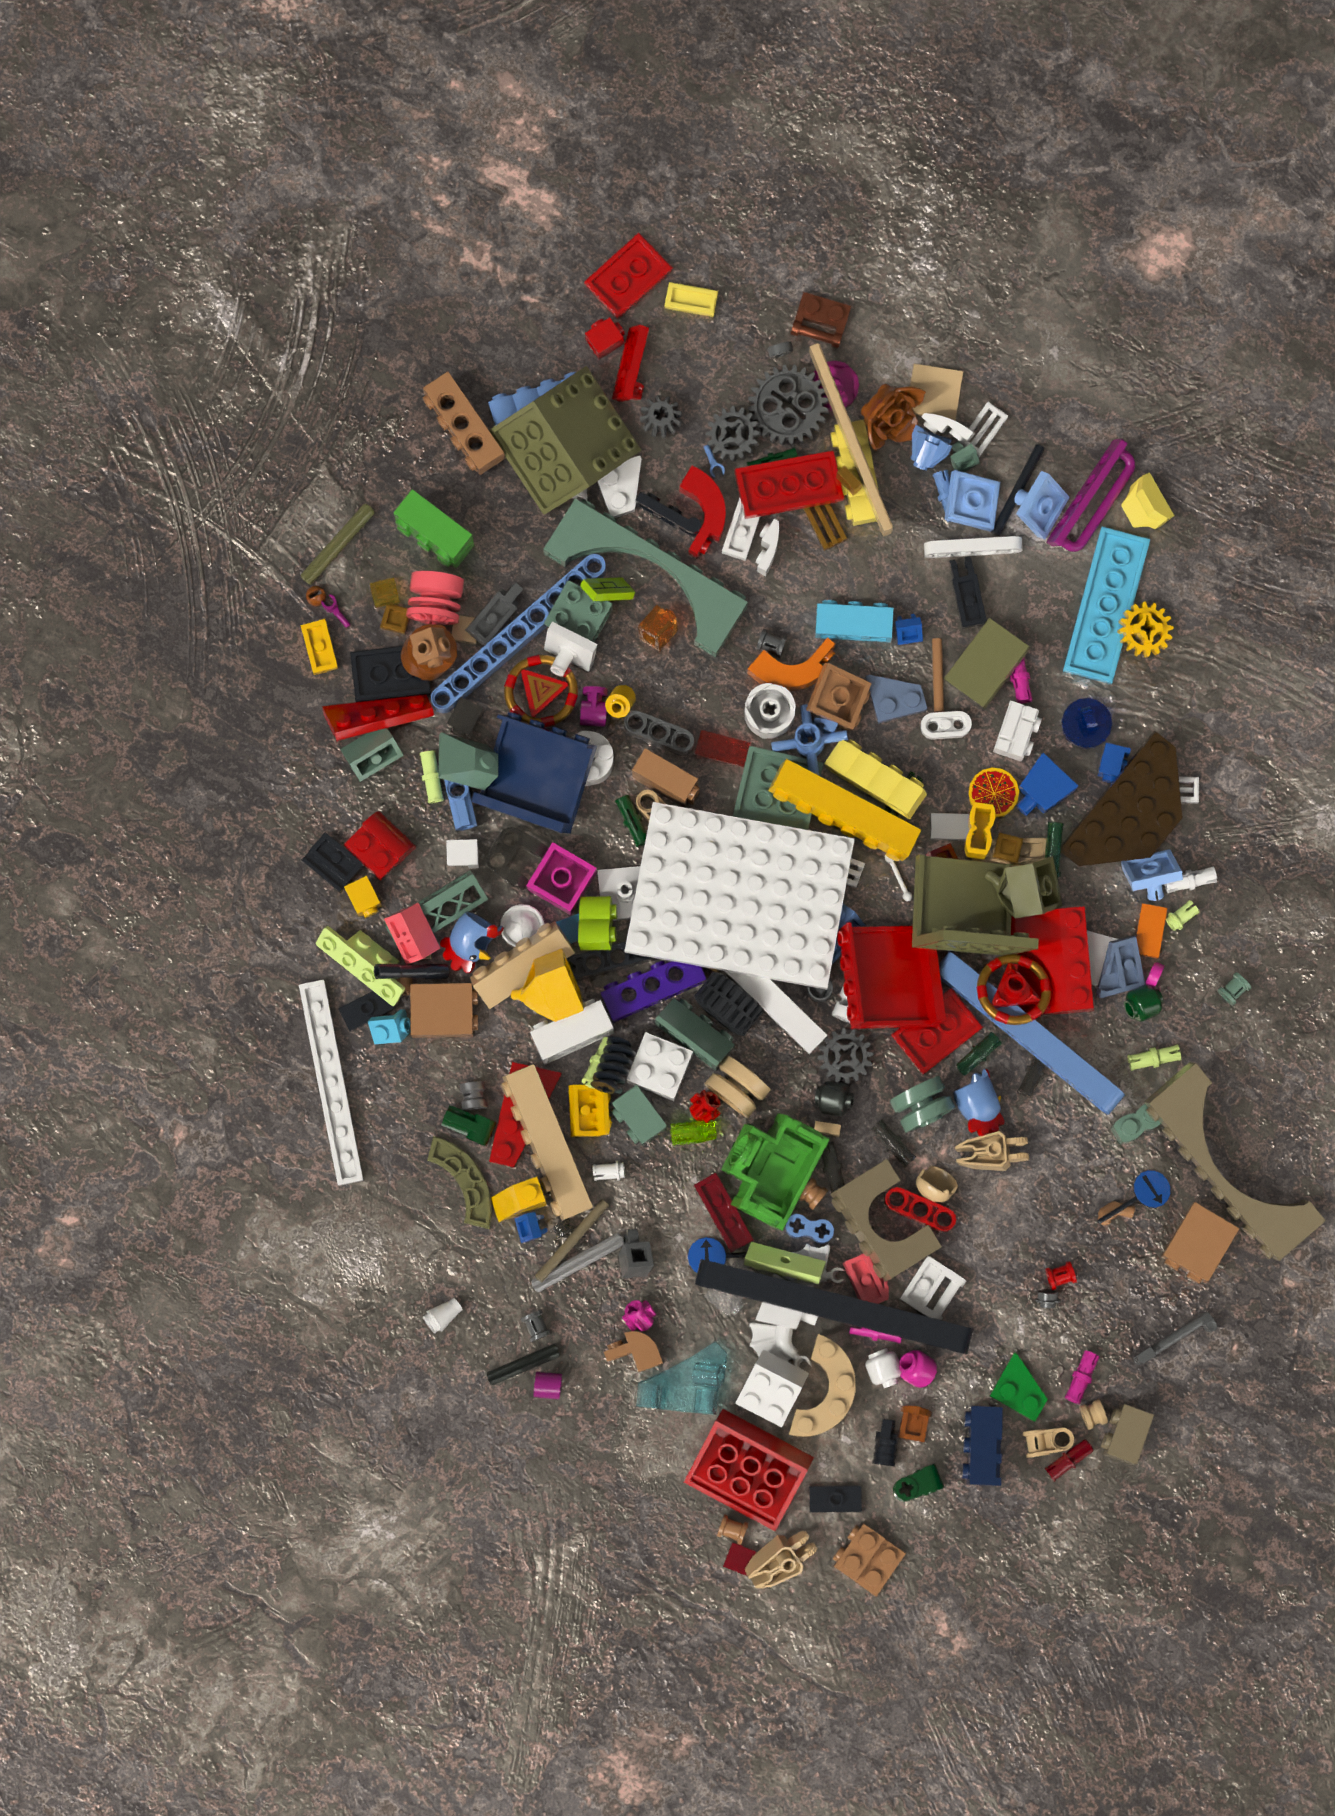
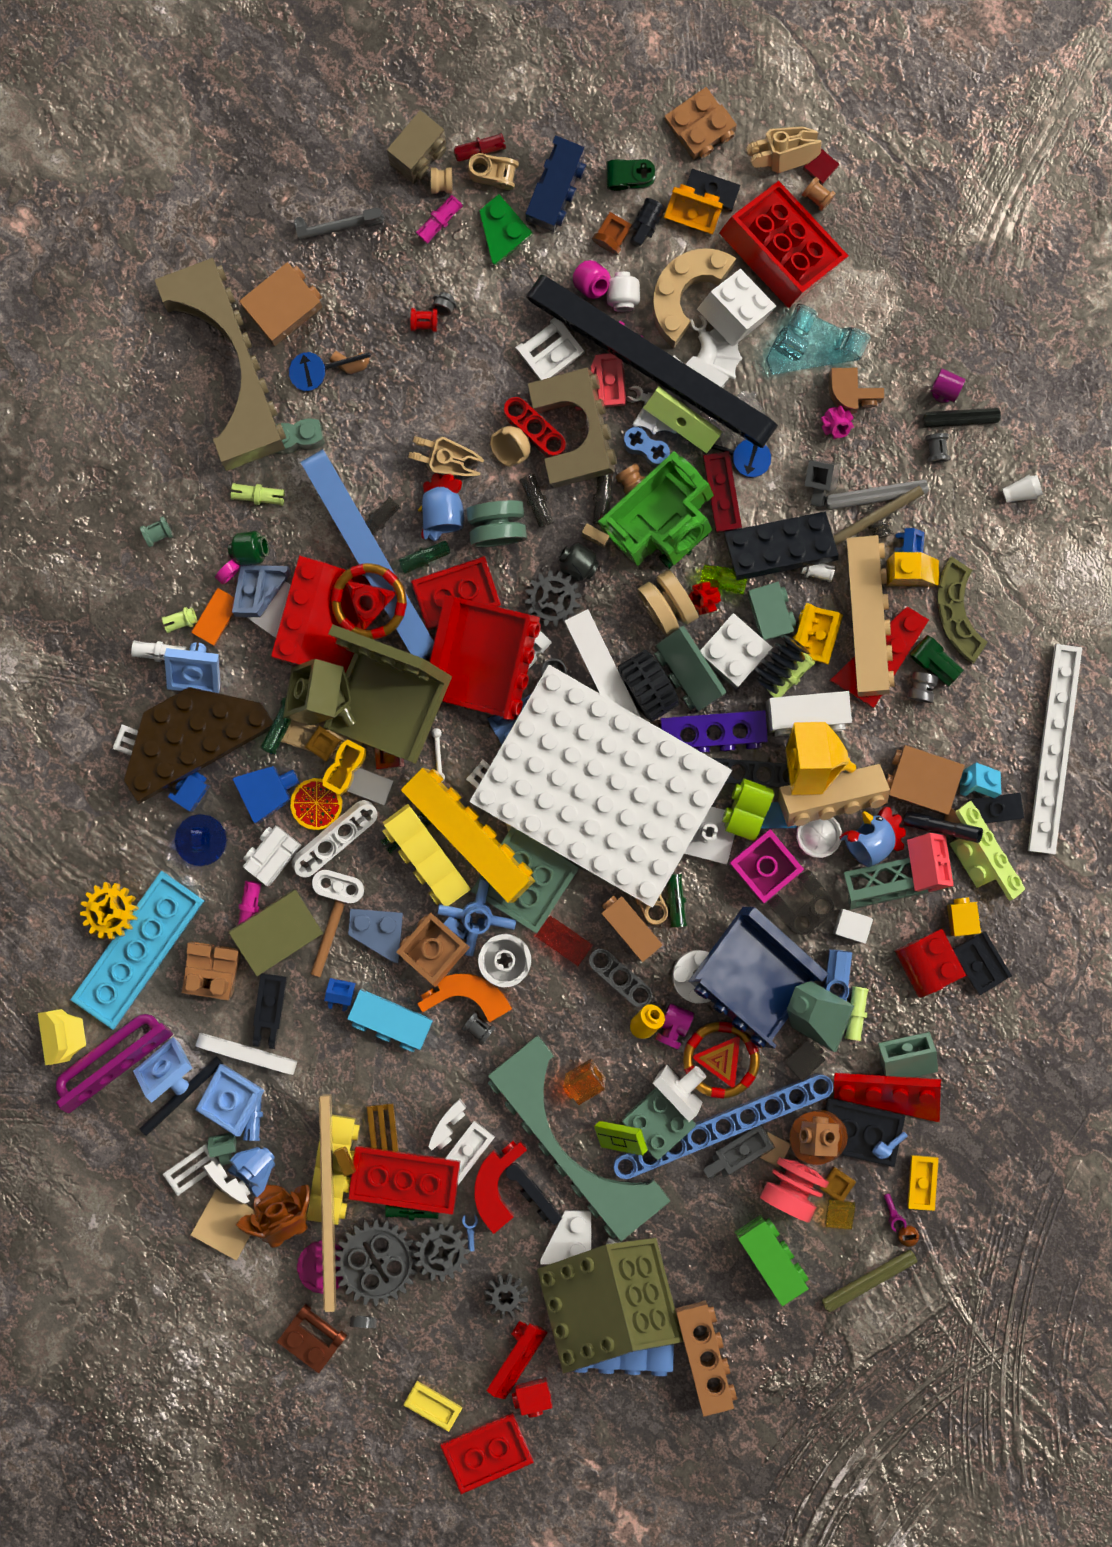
camera: 165 degrees left, 5 degrees up
(365, 661) = (884, 1151): none -> medium blue hand
(651, 1180) = (781, 546): none -> black plate
(845, 1471) = (694, 209): none -> light orange bracket
(961, 765) = (331, 835): none -> white beam
(1036, 596) = (199, 973): none -> medium nougat hips

